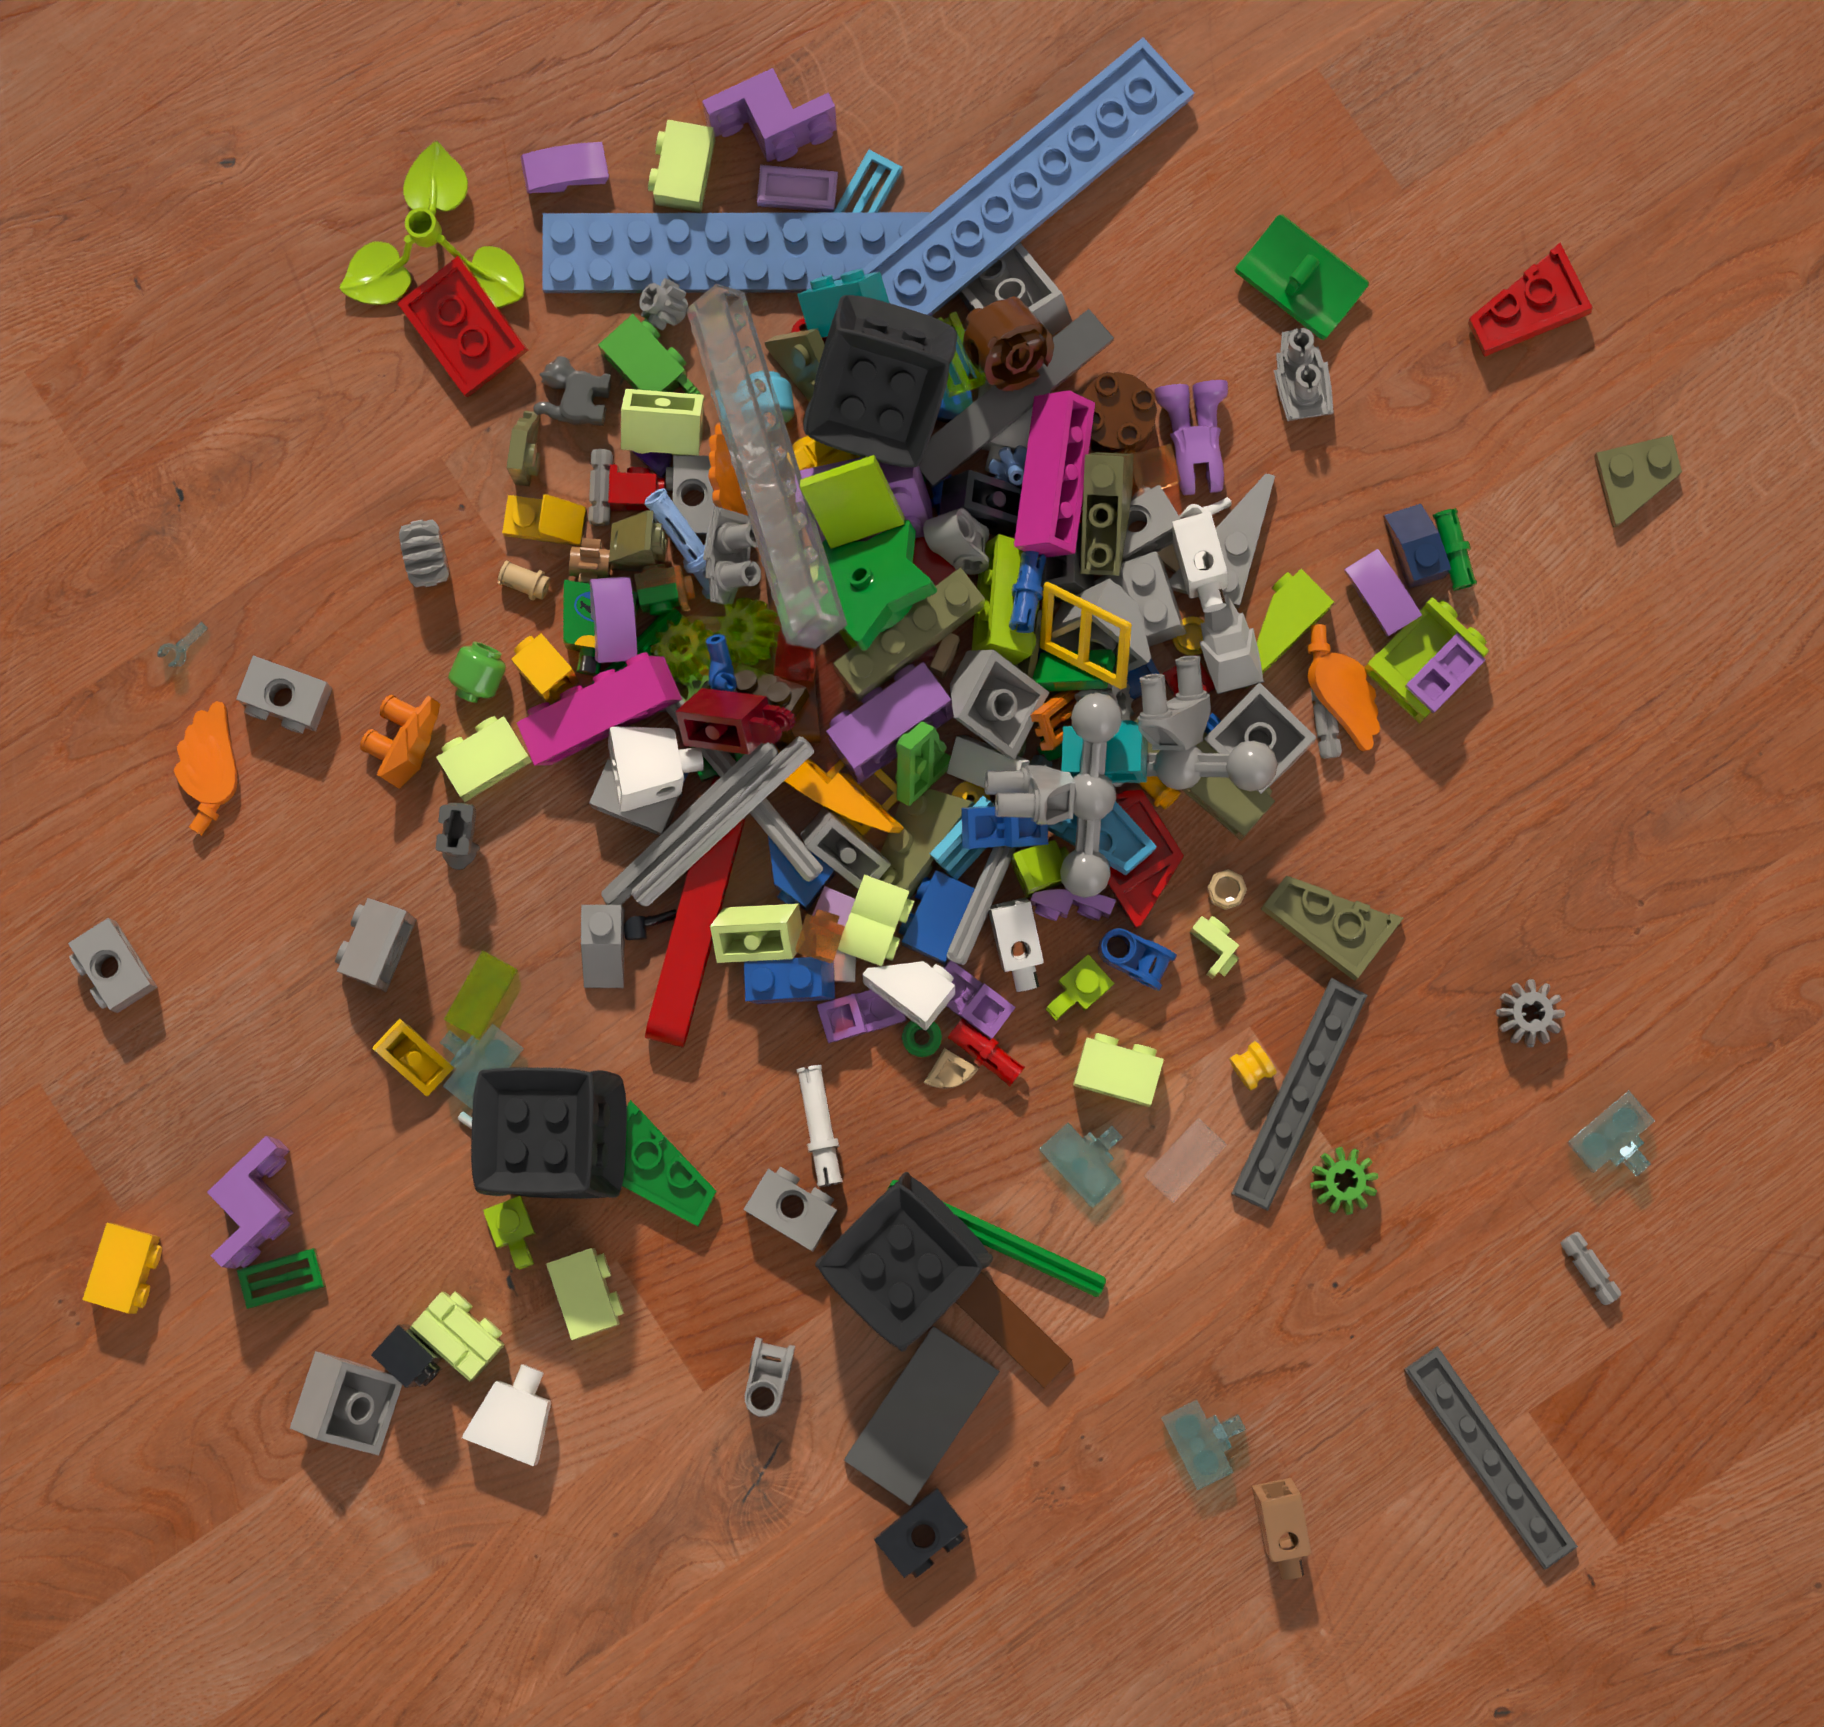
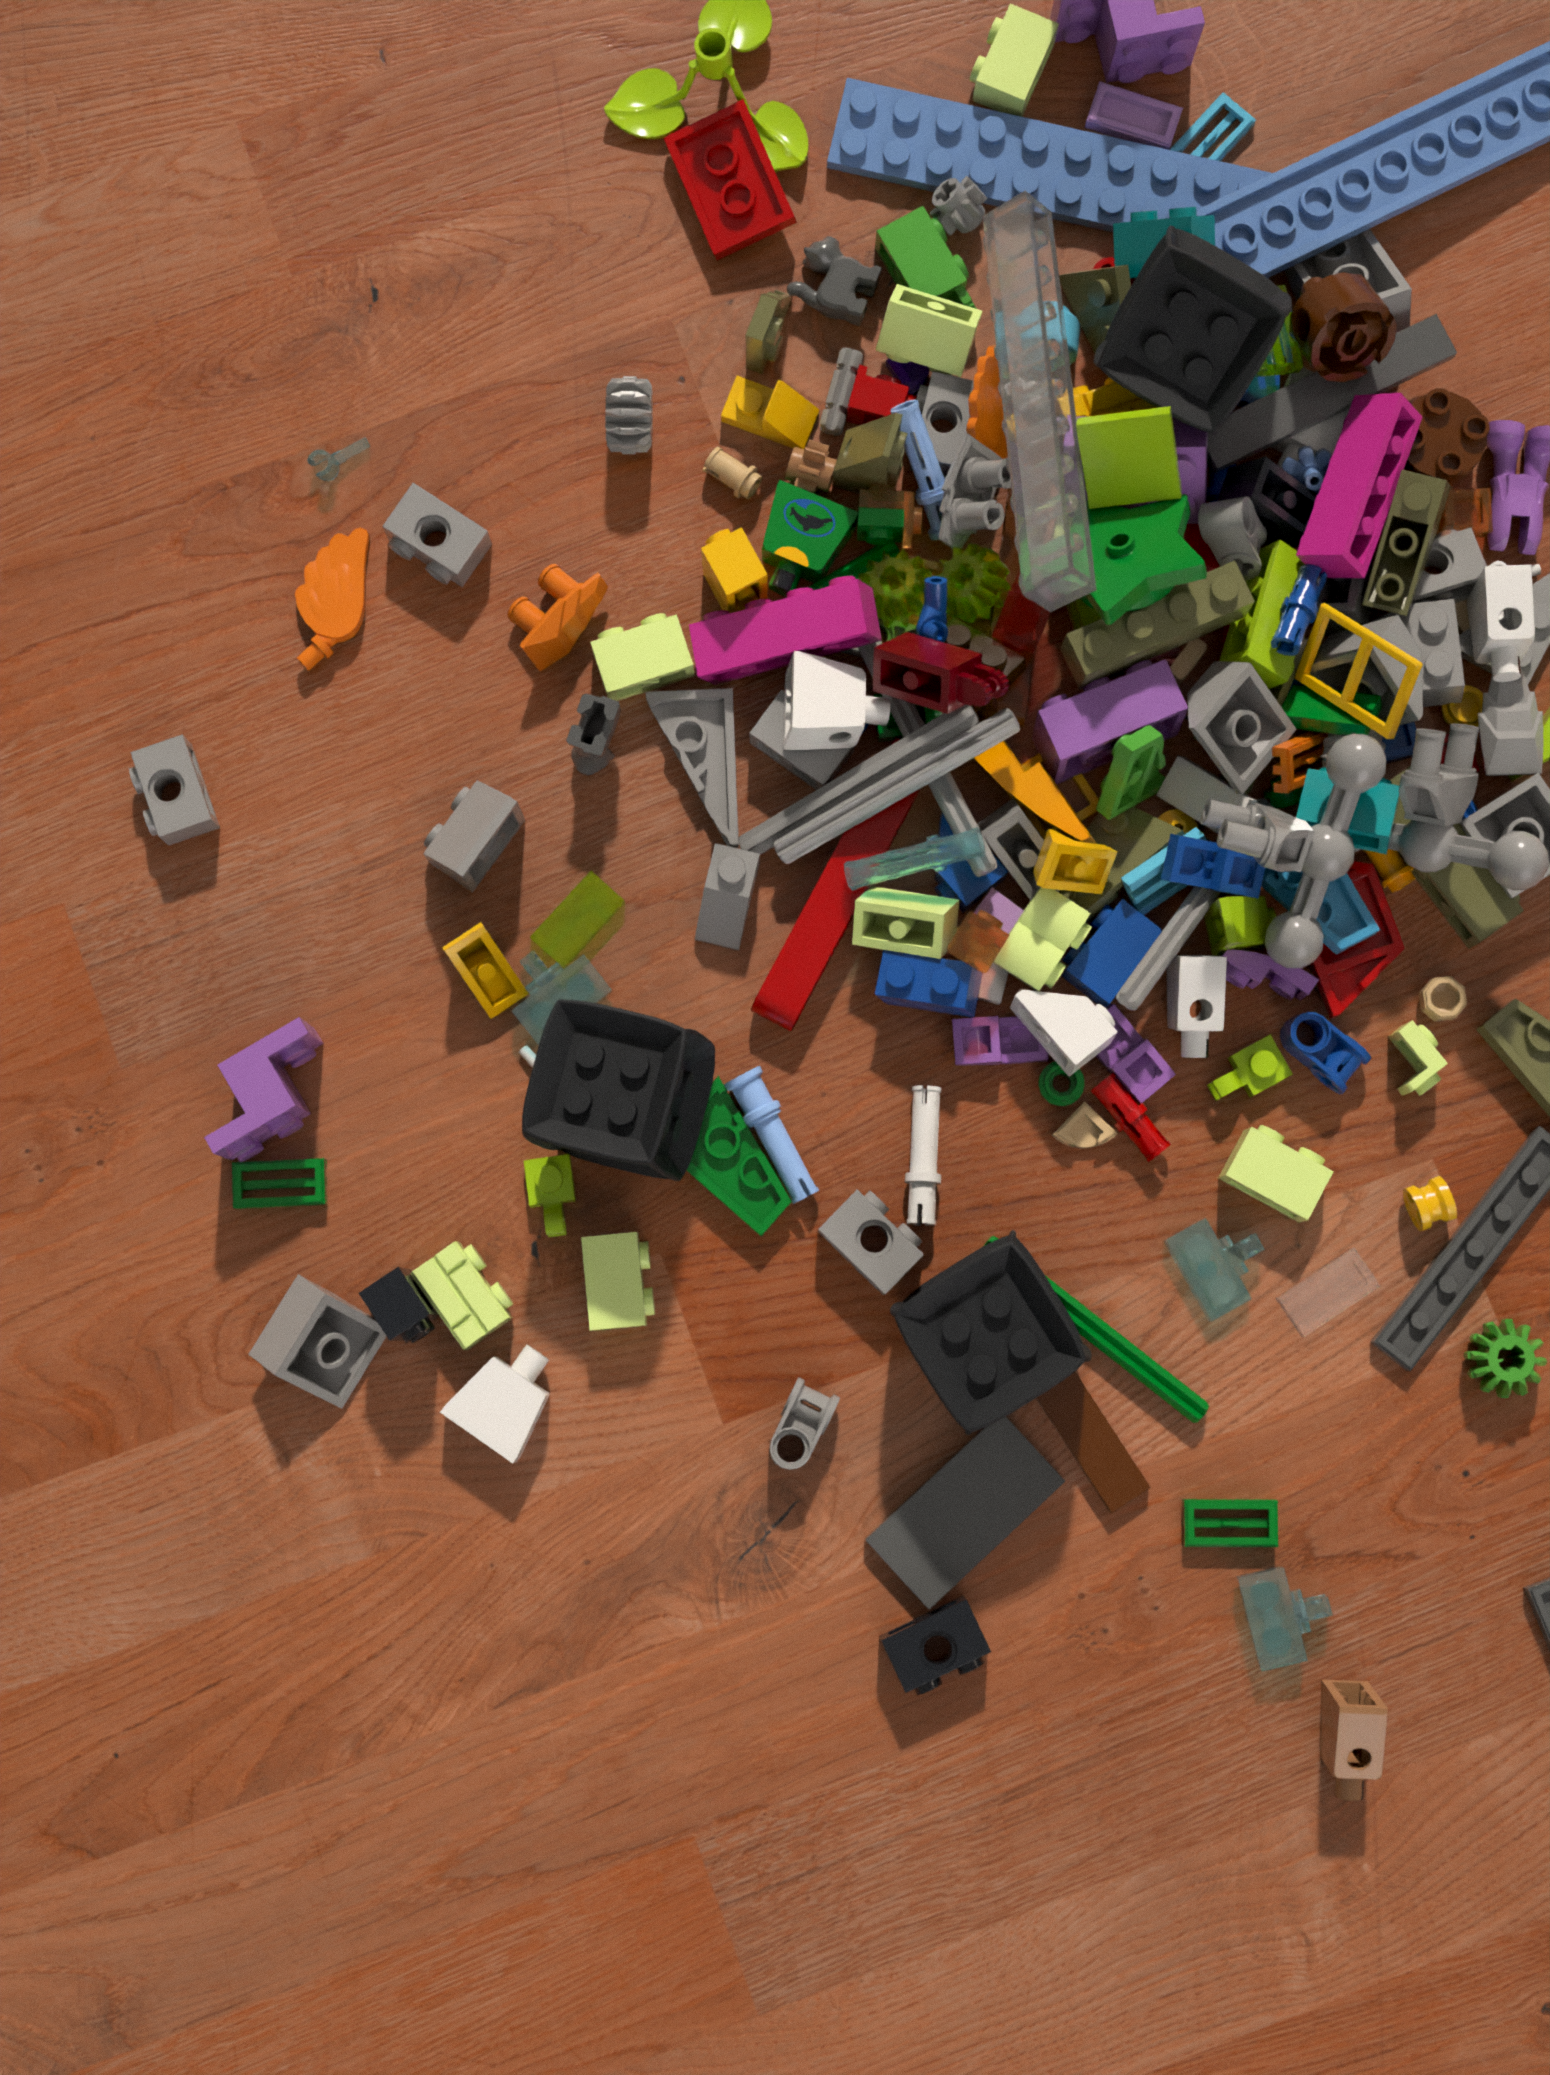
camera: 10 degrees right, 0 degrees up
(123, 1269) = (104, 1130): yellow brick -> none
(477, 672) = (657, 561): bright green head -> none
(552, 815) = (703, 738): none -> light grey wing
(564, 165) = (879, 30): medium lavender slope -> none
(613, 619) = (826, 533): medium lavender slope -> none
(636, 926) = (769, 883): black hand -> none
(675, 1124) = (763, 1115): none -> light blue pin
(766, 872) = (932, 854): none -> clear light blue pin
(886, 853) = (1073, 864): none -> yellow slope
(1178, 1365) = (1189, 1522): none -> green tile

